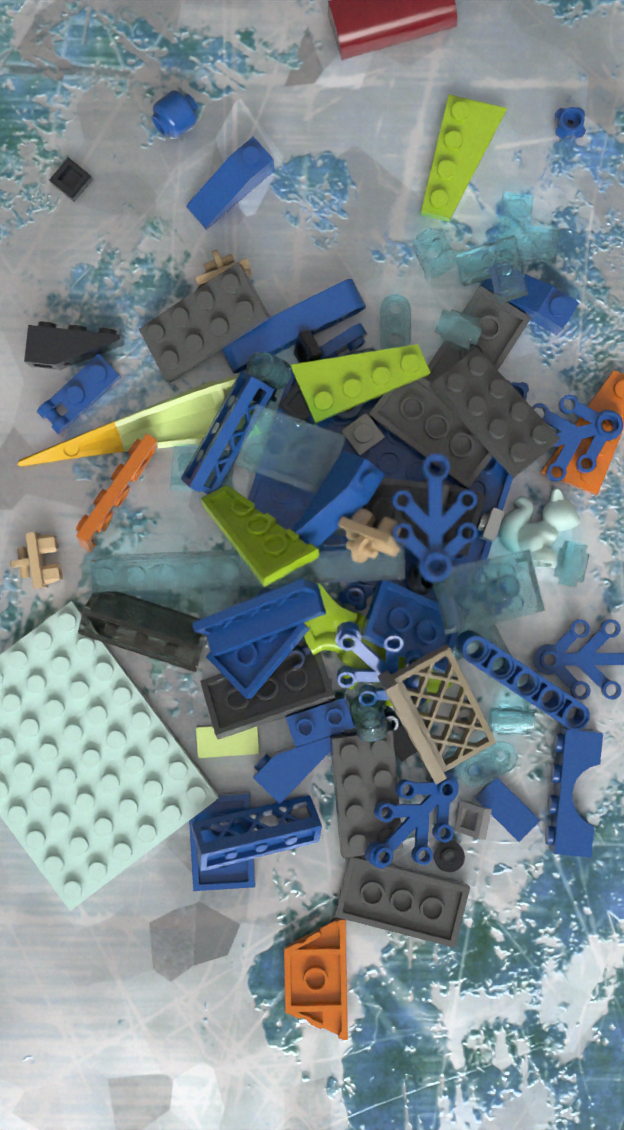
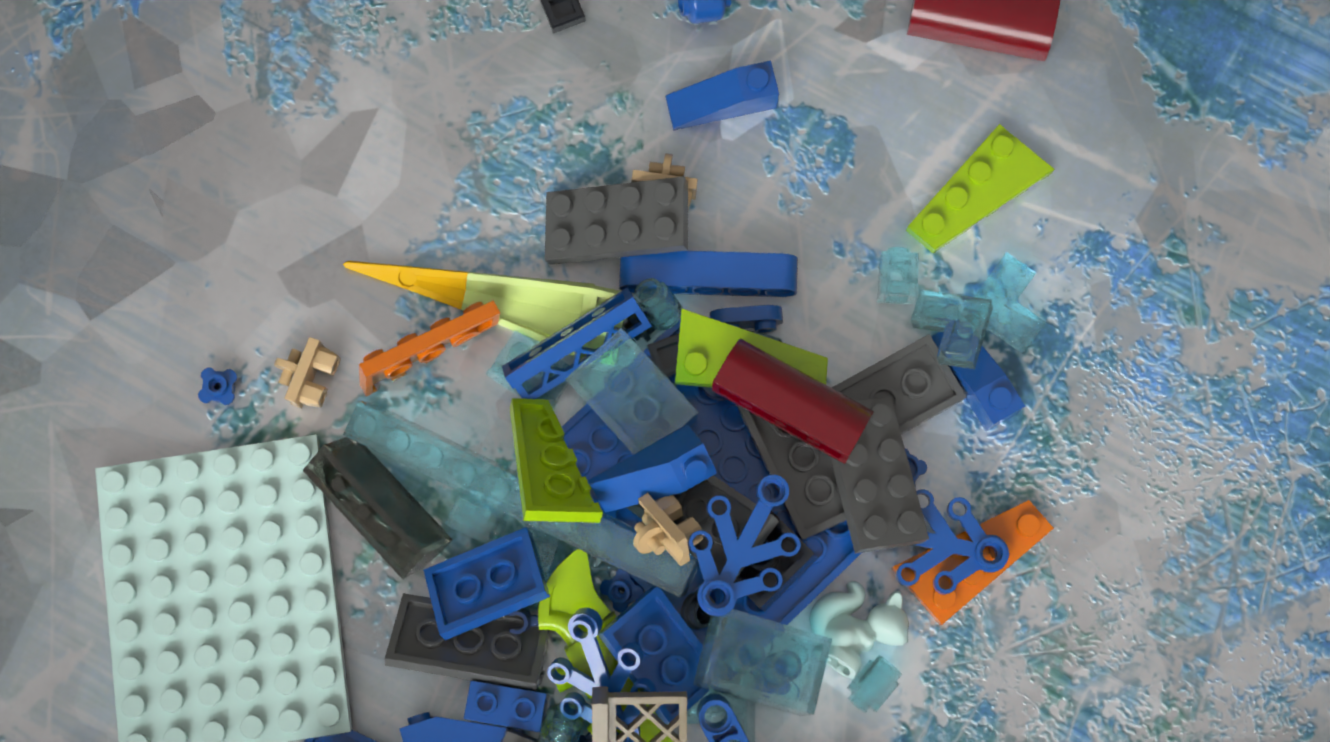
camera: 30 degrees right, 10 degrees down
(62, 348) = (458, 171): black slope -> none
(79, 393) = (448, 226): blue plate -> none
(238, 744) = (402, 683): yellowish green tile -> none
(262, 616) = (505, 554): blue fence -> none
(307, 348) = (710, 301): black tile -> none
(363, 434) = (720, 423): light grey plate -> none
(395, 324) = (817, 327): clear light blue plate -> none
(411, 390) = (791, 400): none -> dark red brick
(458, 328) = (881, 365): clear light blue brick -> none
(489, 524) = (804, 590): light grey plate -> none
(572, 114) = (1124, 214): blue plate -> none

